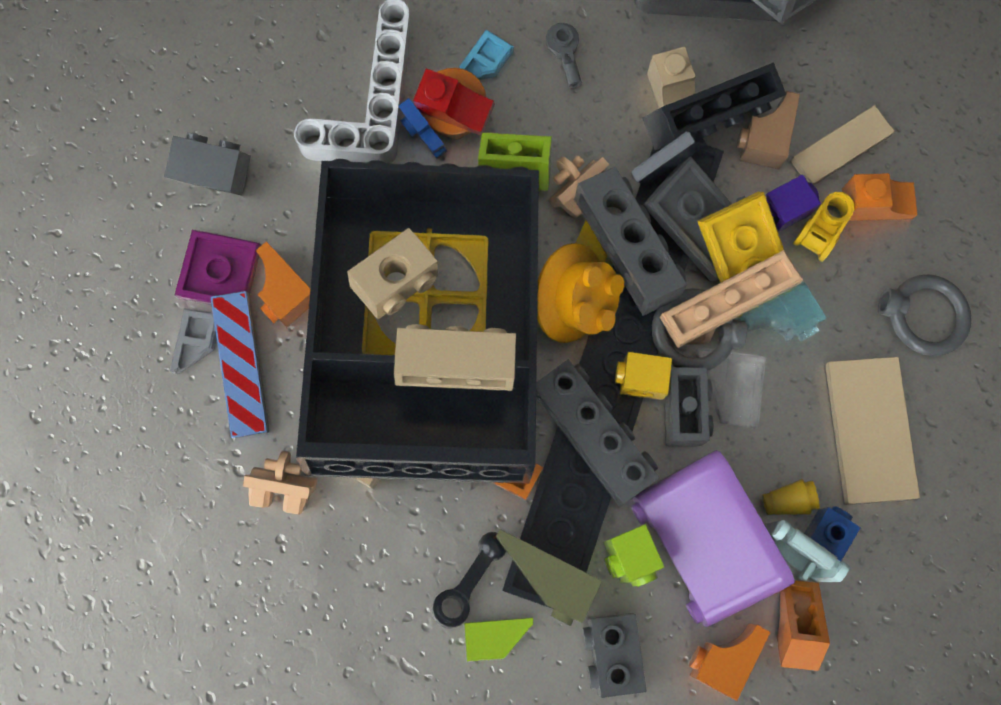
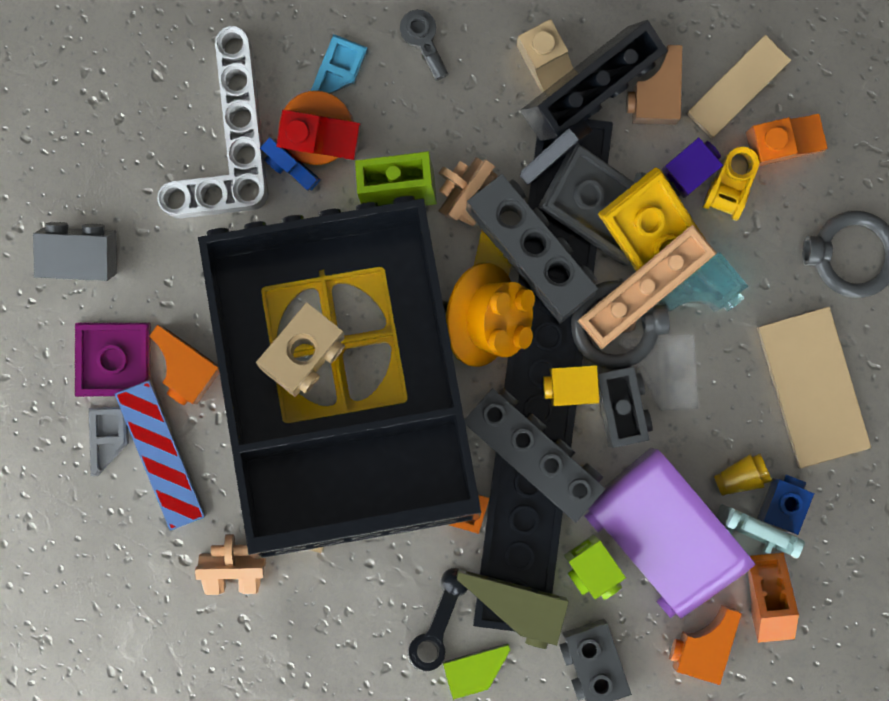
camera: 10 degrees left, 10 degrees up
(455, 358) = (381, 424): tan brick -> none

